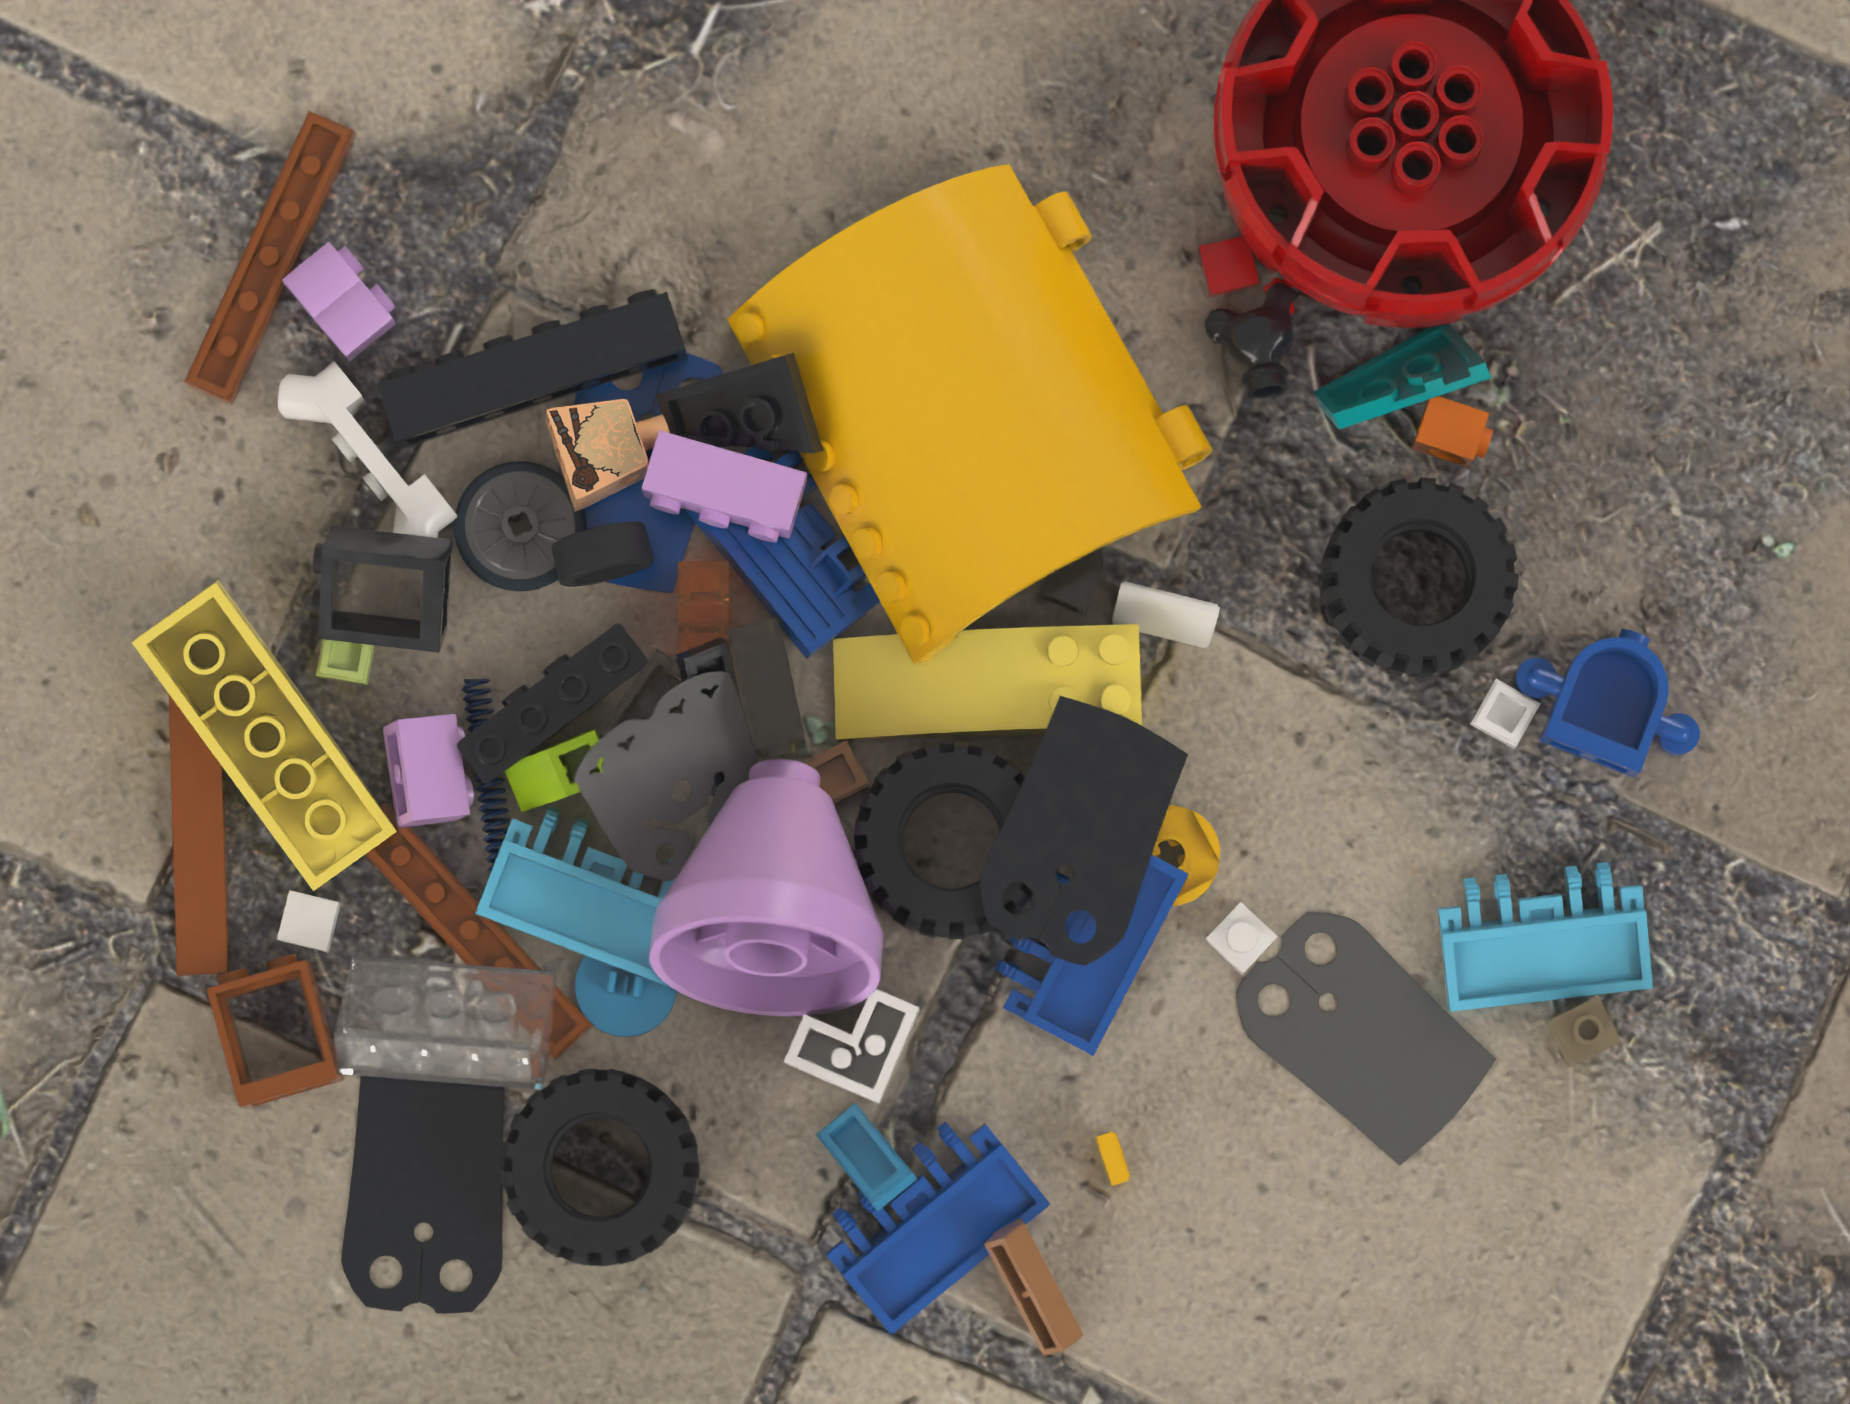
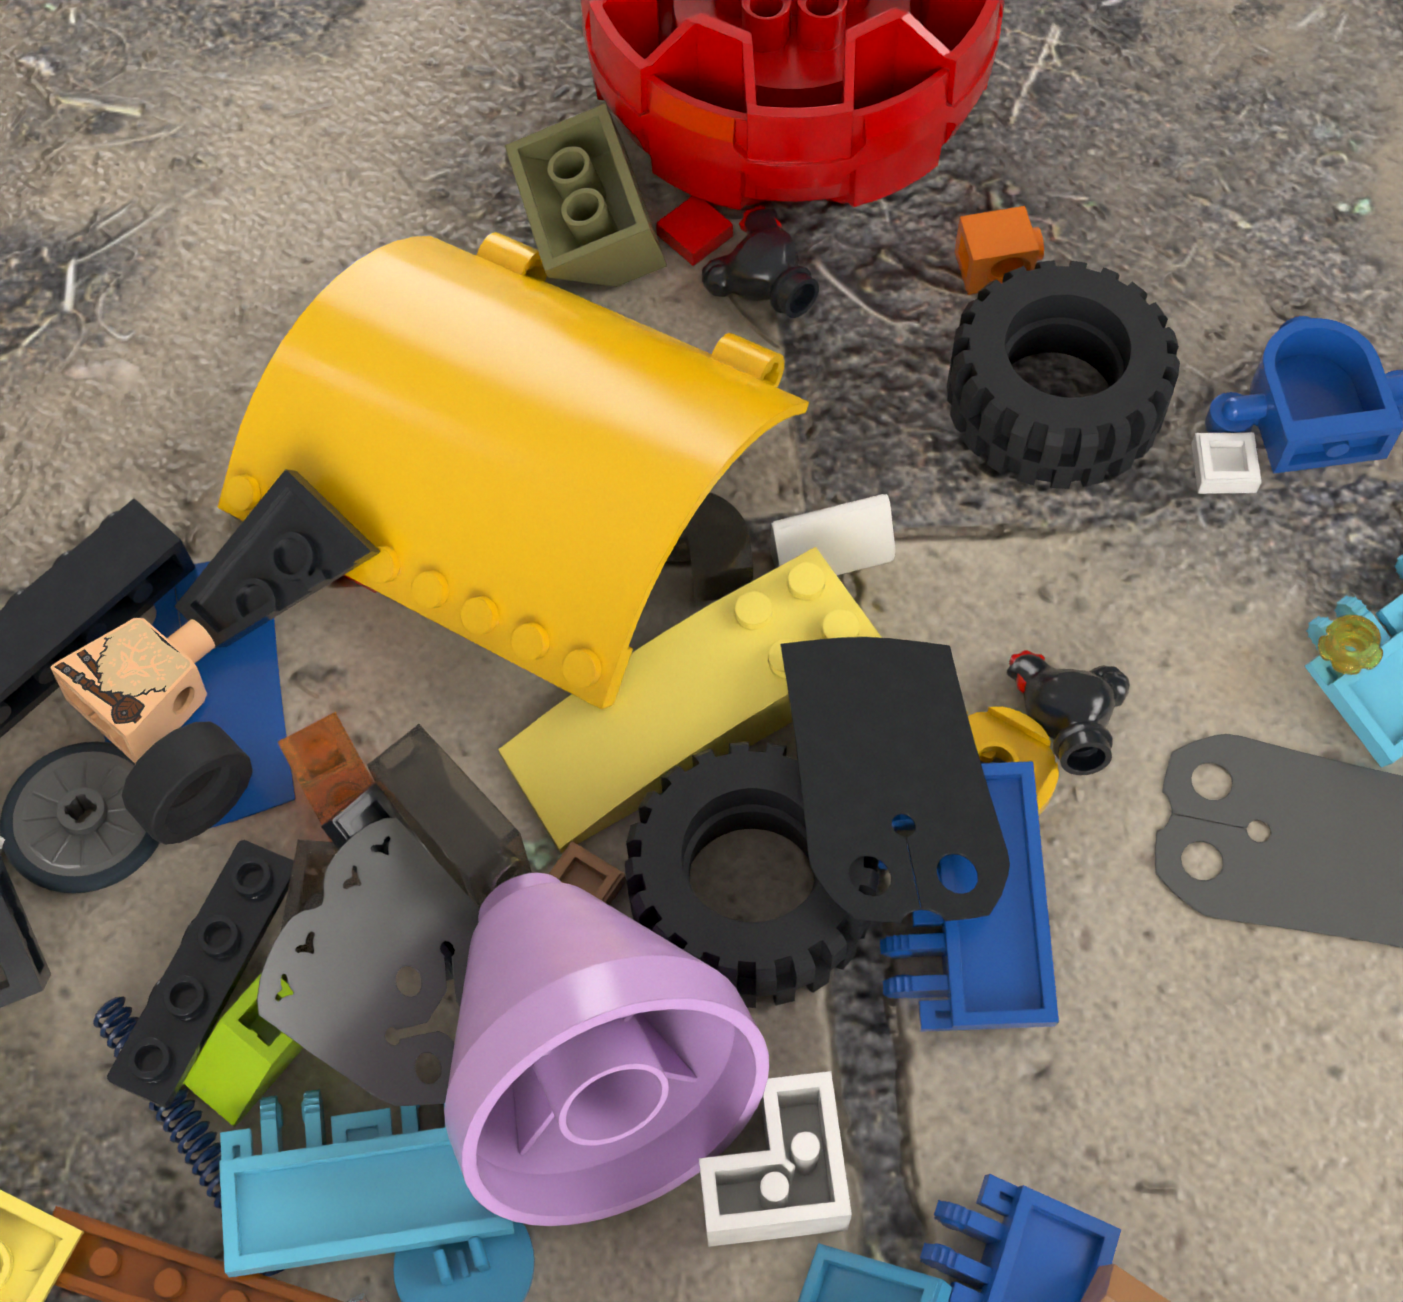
camera: 30 degrees left, 20 degrees down
(427, 770) = (89, 1137): lavender brick -> none
(723, 486) = (288, 639): lavender brick -> none
(793, 576) = (383, 693): blue hinge -> none
(1112, 1158) = (1156, 1130): yellow tile -> none
(1147, 203) = (585, 202): none -> olive slope
(1241, 938) = (1125, 813): white plate -> none
(1251, 842) = (1071, 708): none -> black animal
(1407, 374) = (922, 222): teal wing -> none
(1469, 904) = (1353, 632): none -> clear yellow plate

